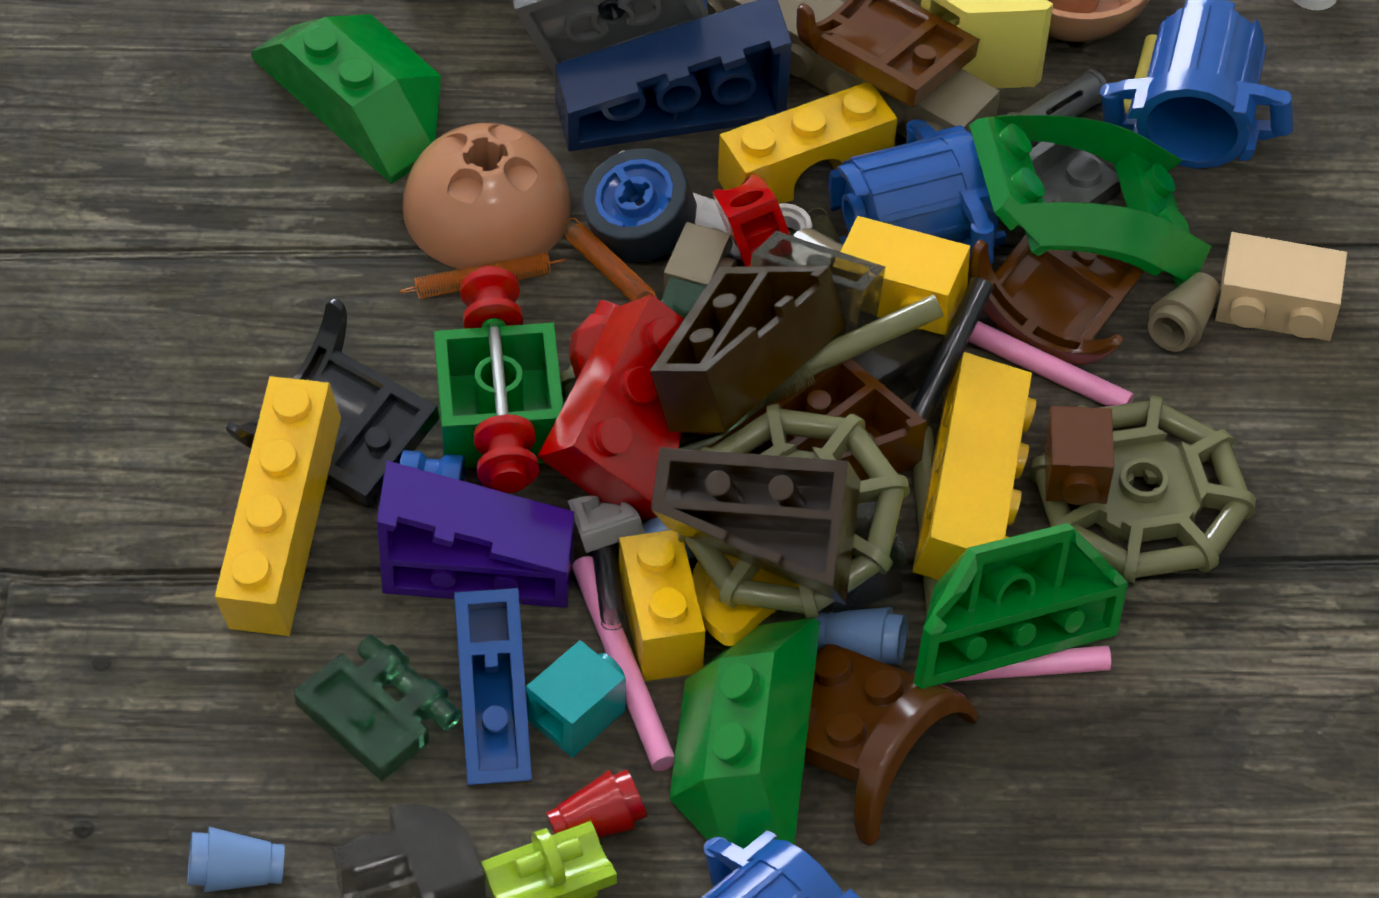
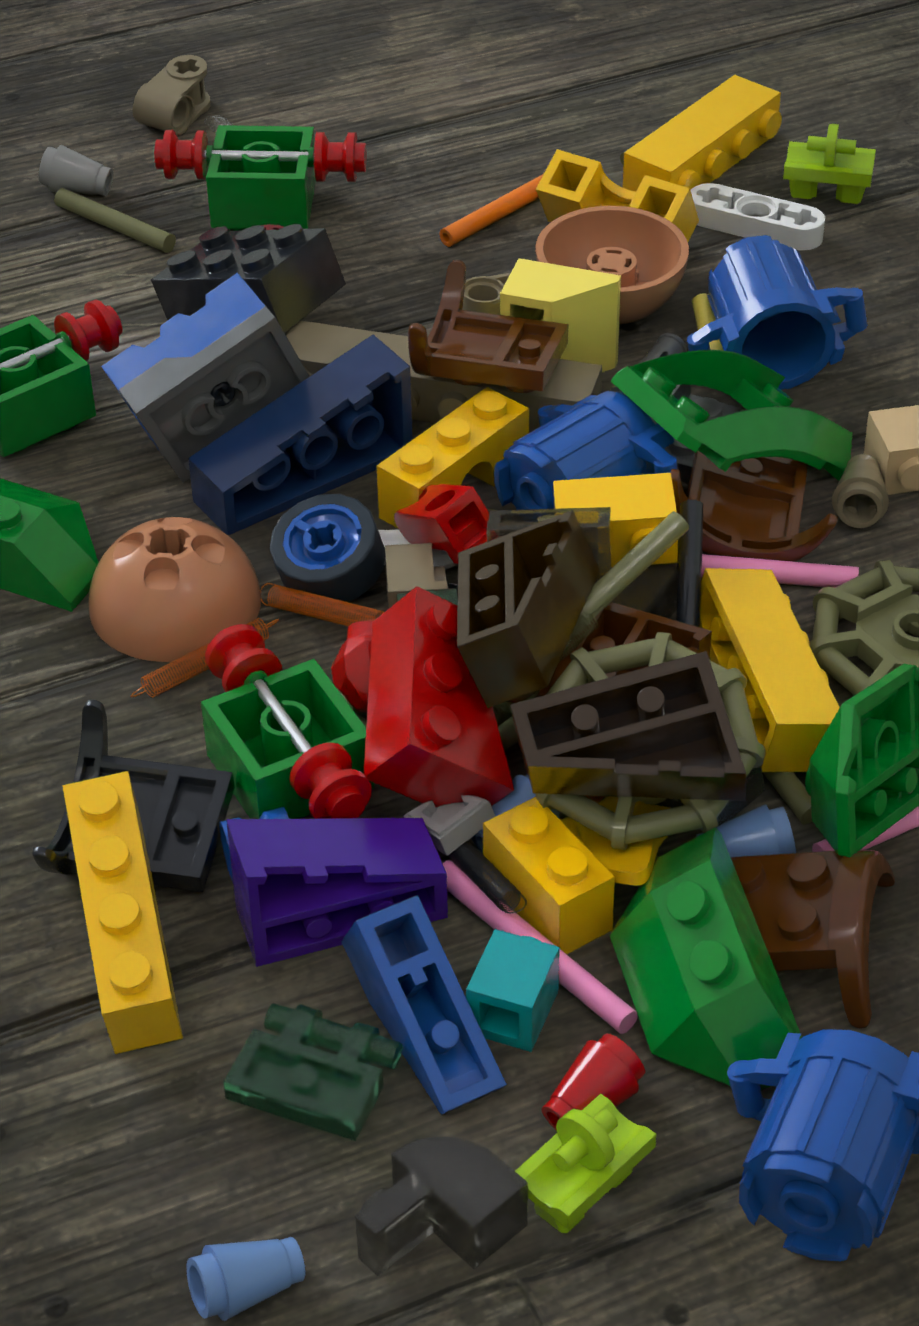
camera: 20 degrees left, 10 degrees down
(1079, 455) = (858, 619): reddish brown brick -> none

